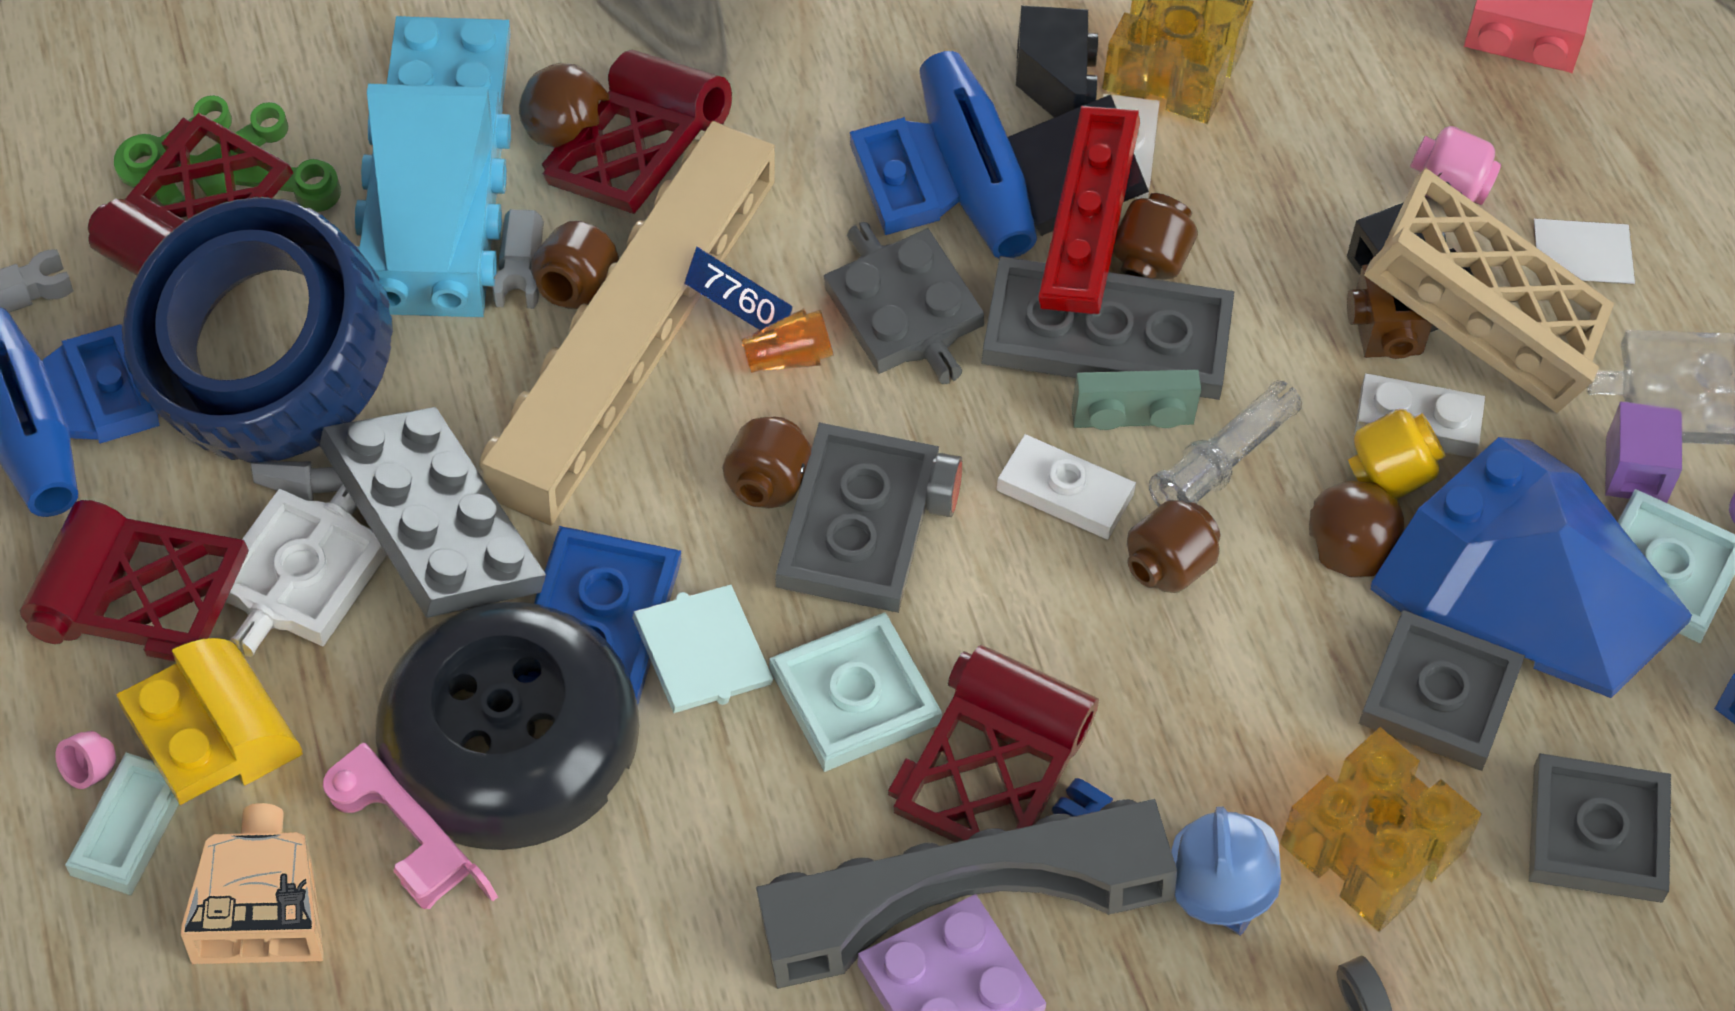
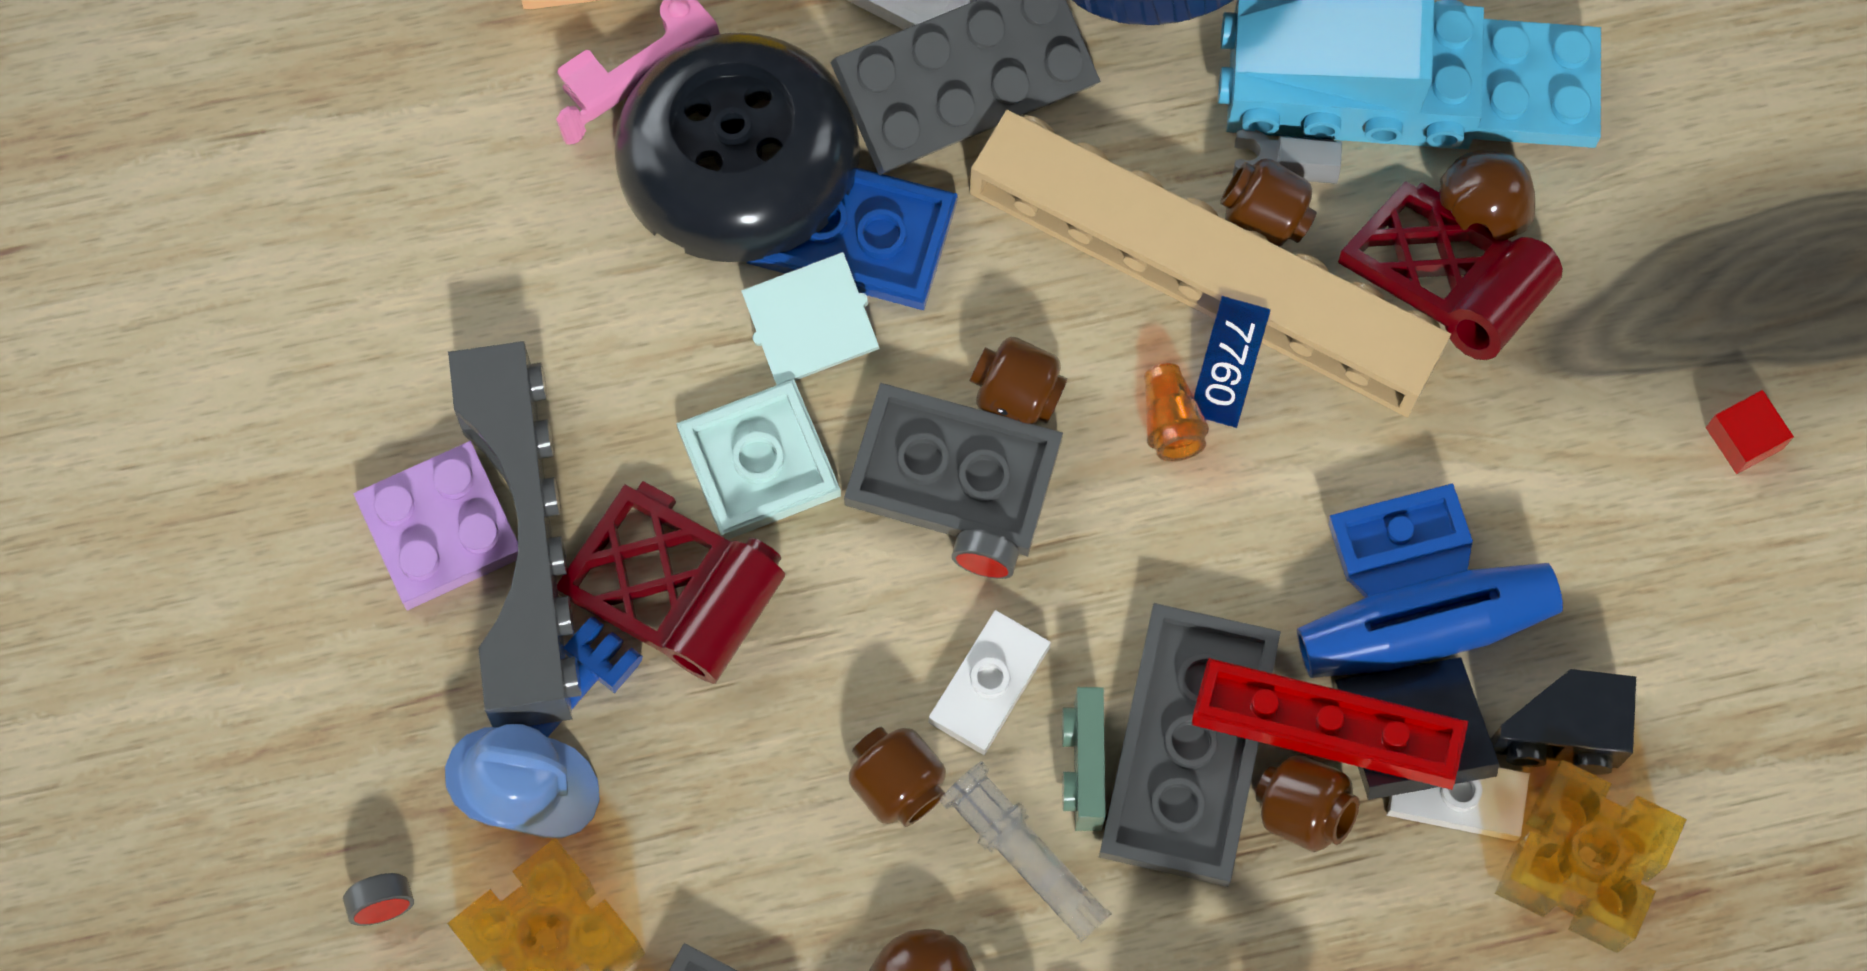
camera: 95 degrees right, 15 degrees up
(904, 301) = (1233, 534): dark grey plate -> none

